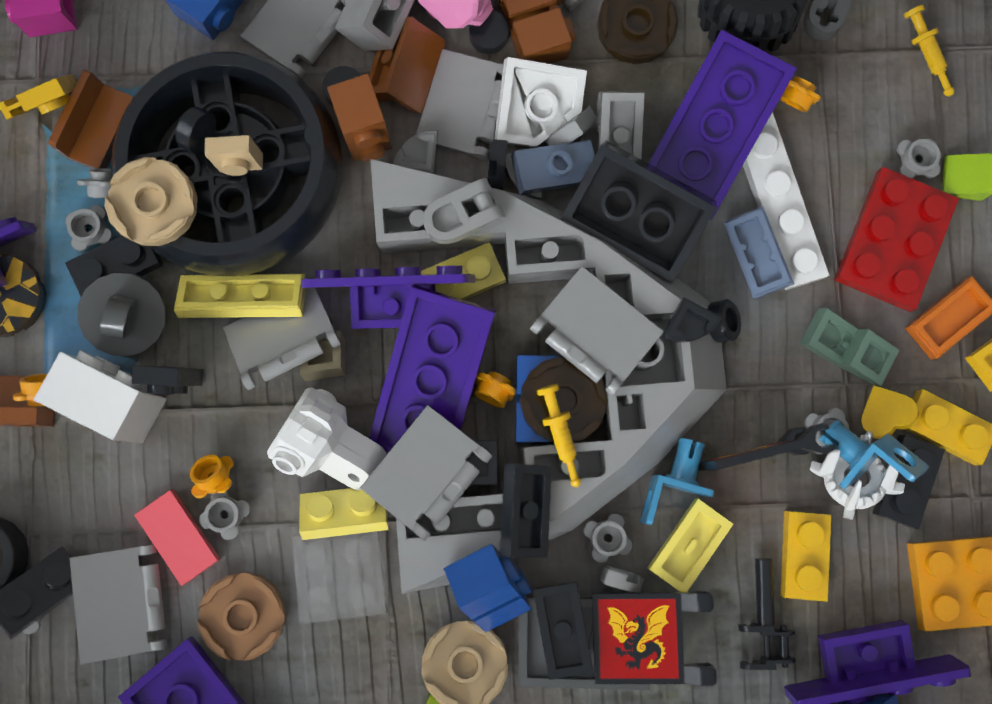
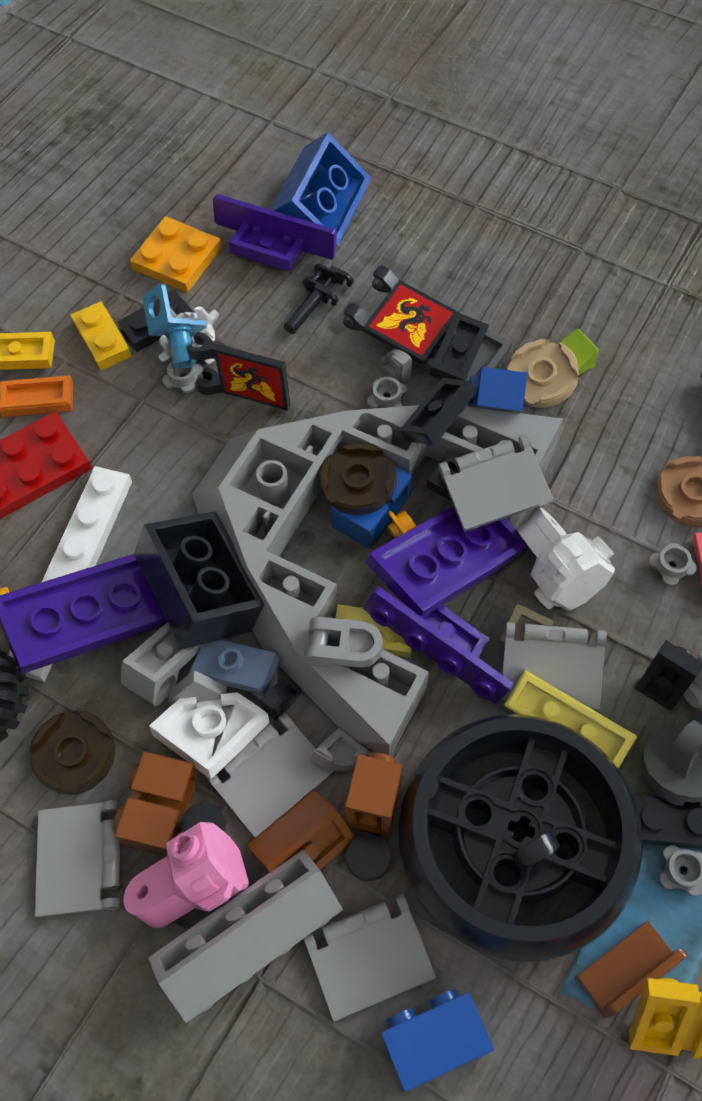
camera: 140 degrees left, 20 degrees down
(98, 182) = (651, 900): light grey plate -> none
(151, 201) = (611, 811): tan tile -> none
(211, 475) = (675, 604): light orange plate -> none
(234, 154) = (513, 799): tan plate -> none
(339, 577) = (601, 478): clear plate -> none
(340, 514) = (579, 512): light yellow plate -> none
(560, 431) = (374, 455): yellow piece -> none
(597, 329) = (299, 503): light grey piece -> none
(681, 478) = (310, 396): dark azure bracket -> none
(690, 322) = (227, 469): black tile -> none
(690, 546) = (333, 358): light yellow plate -> none
(730, 325) = (196, 478): black tile -> none
(758, 253) = (131, 508): sand blue plate -> none
(805, 556) = (259, 317): yellow plate -> none
(849, 348) = (122, 417): sand green slope -> none
(887, 412) = (133, 361): yellow tile -> none

